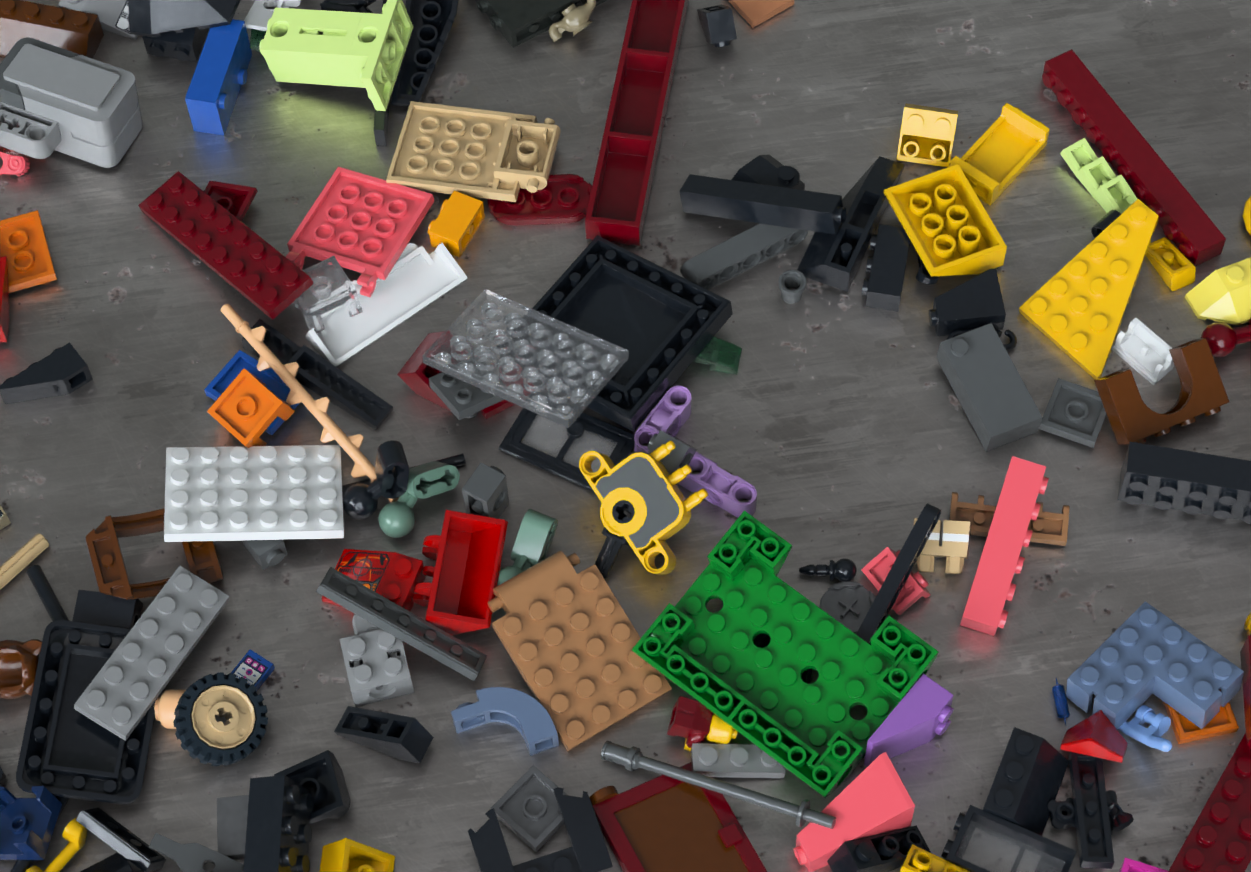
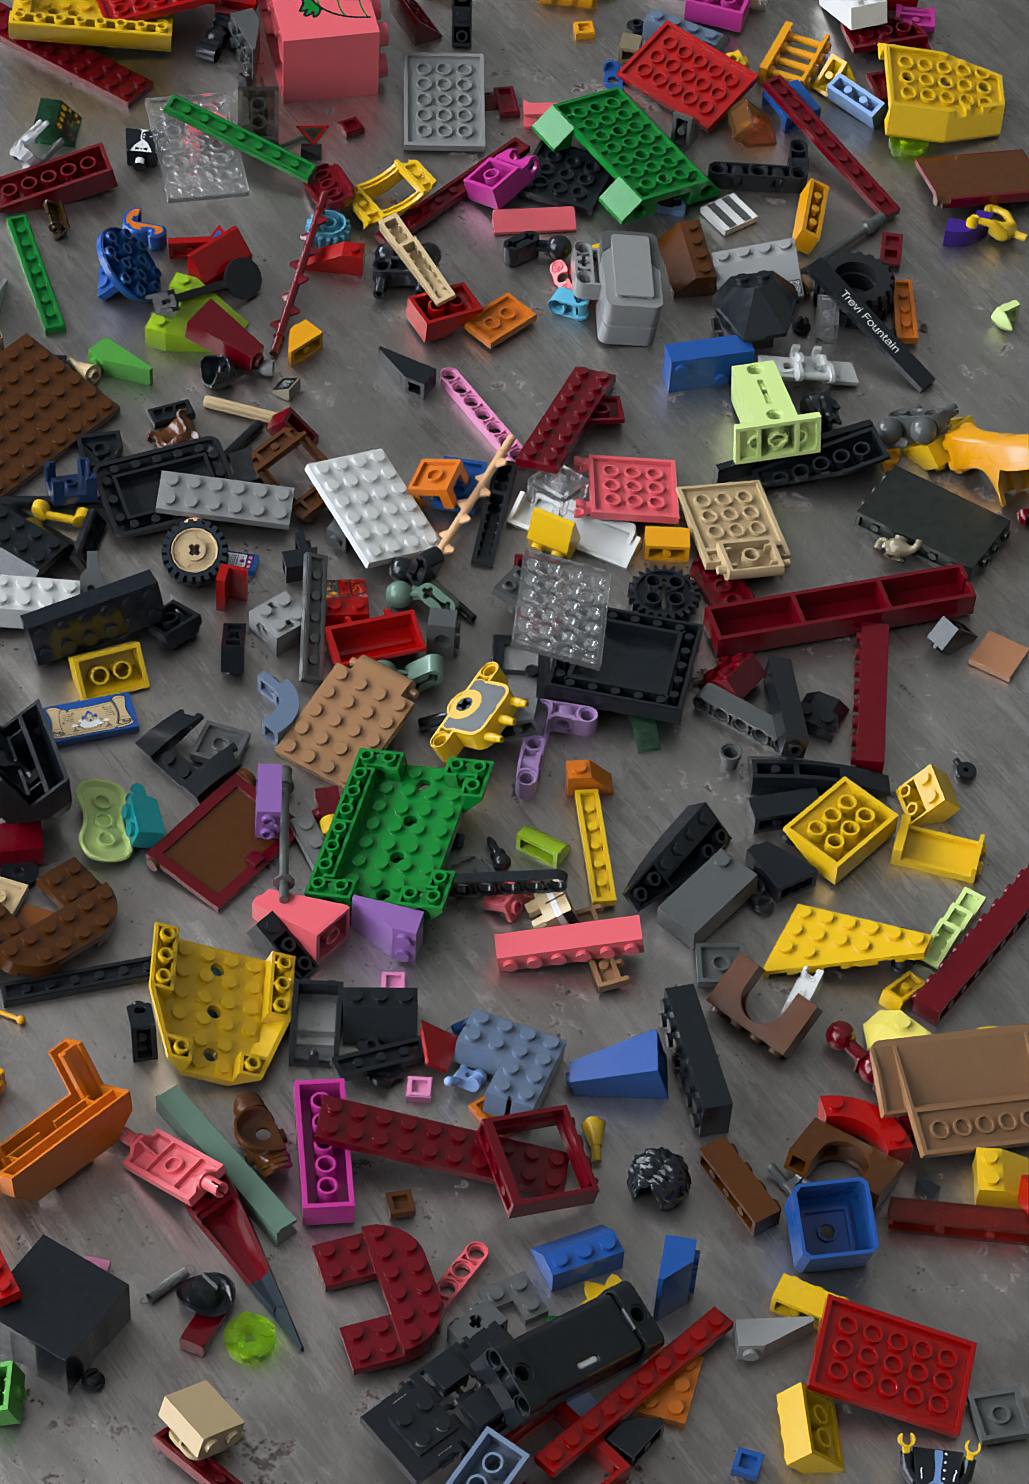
camera: 60 degrees right, 10 degrees down
(38, 174) = (567, 304): none -> medium azure piece
(65, 536) = (290, 419): none -> dark red slope
(149, 322) = (482, 408): none -> bright pink beam
(287, 606) = (293, 559): none -> black brick
(291, 699) = (231, 584): none -> red panel
(395, 326) = (552, 534): none -> yellow slope
(529, 256) = (681, 593): none -> black gear
(672, 783) = (268, 801): none -> medium lavender window
(679, 237) = (735, 674): none -> dark red slope
(762, 439) = (587, 775): none -> orange slope
(770, 127) = (871, 697): none -> dark red brick
(838, 519) = (542, 846): none -> lime brick
(863, 468) = (595, 847): none -> yellow plate
(899, 89) = (964, 771): none -> black piece
(910, 392) = (676, 855): none -> black wedge
(974, 753) = (393, 979): none -> bright pink tile
(1137, 785) = (419, 1089): none -> bright pink tile
(1197, 557) = (623, 1070): none -> blue slope

